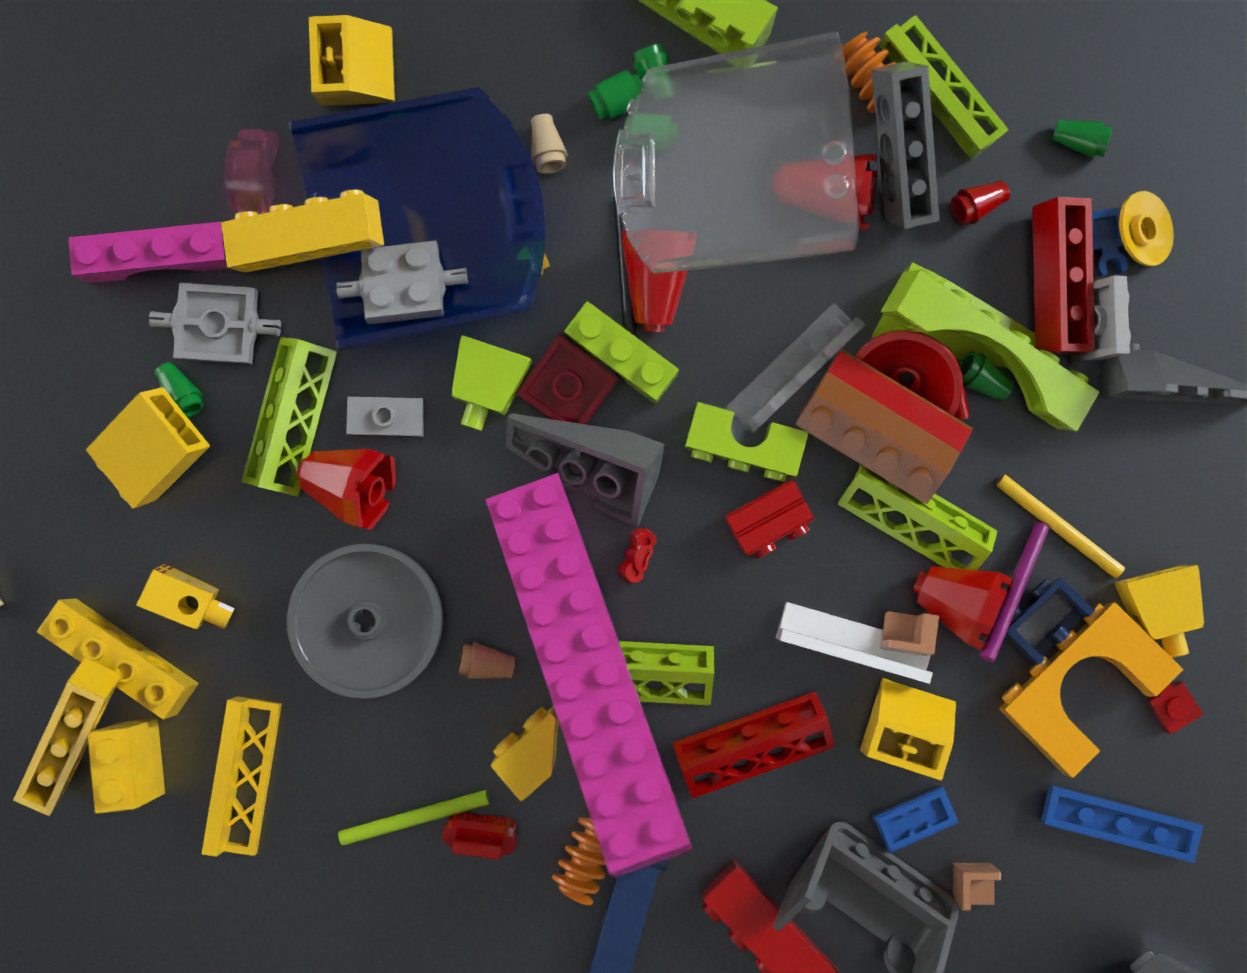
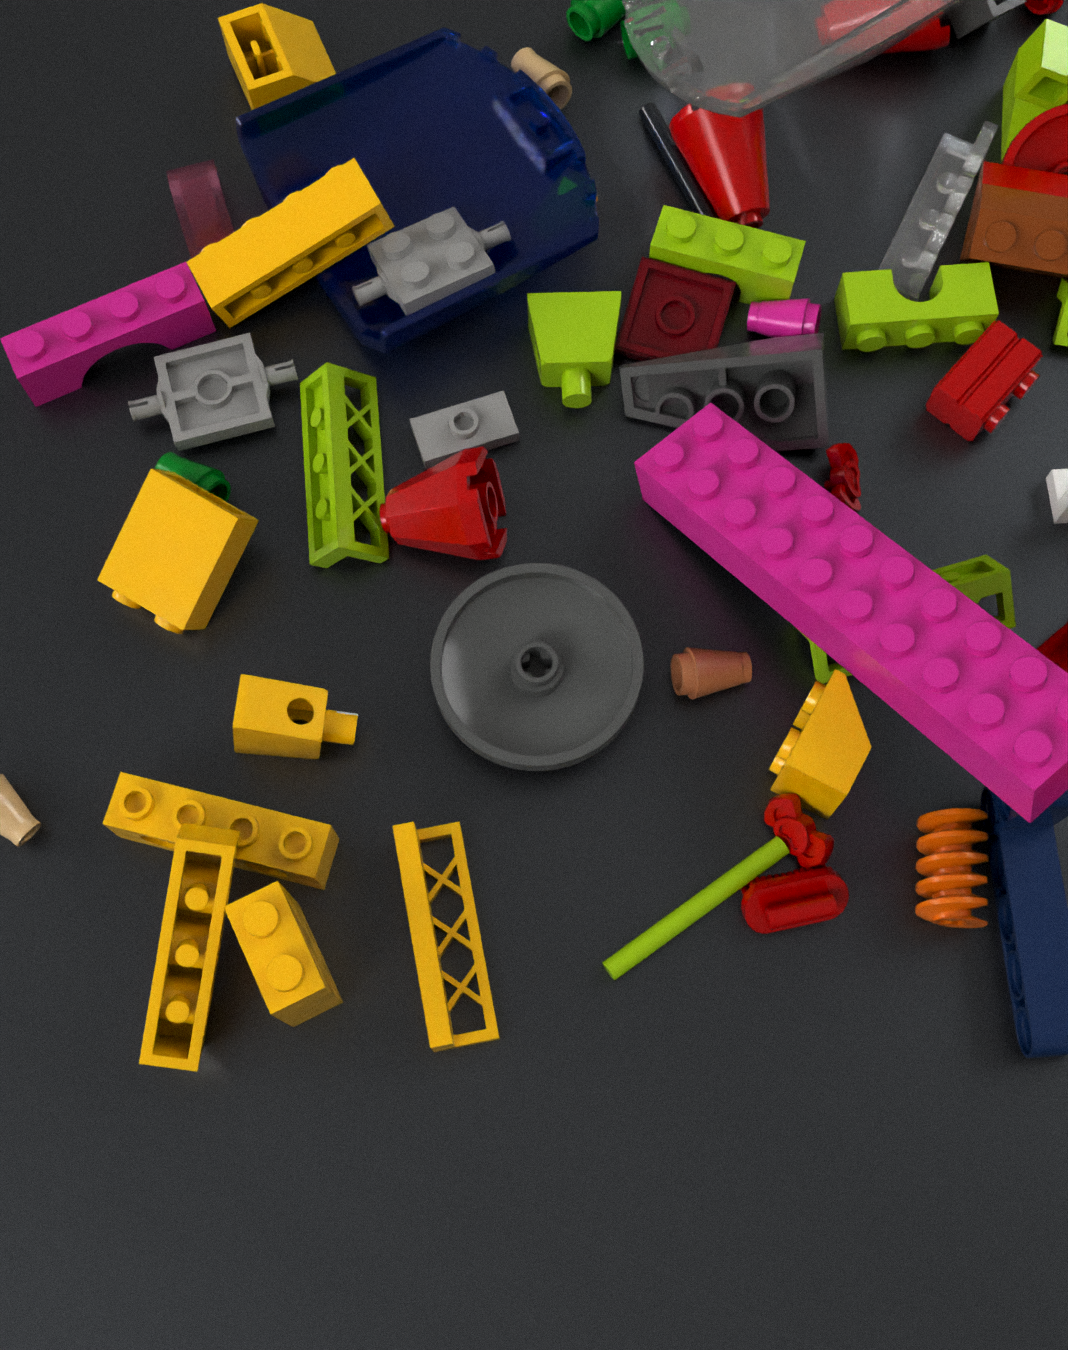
camera: 20 degrees left, 15 degrees down
(499, 796) = (798, 830): none -> red piece
(649, 417) = (784, 317): none -> dark pink cone

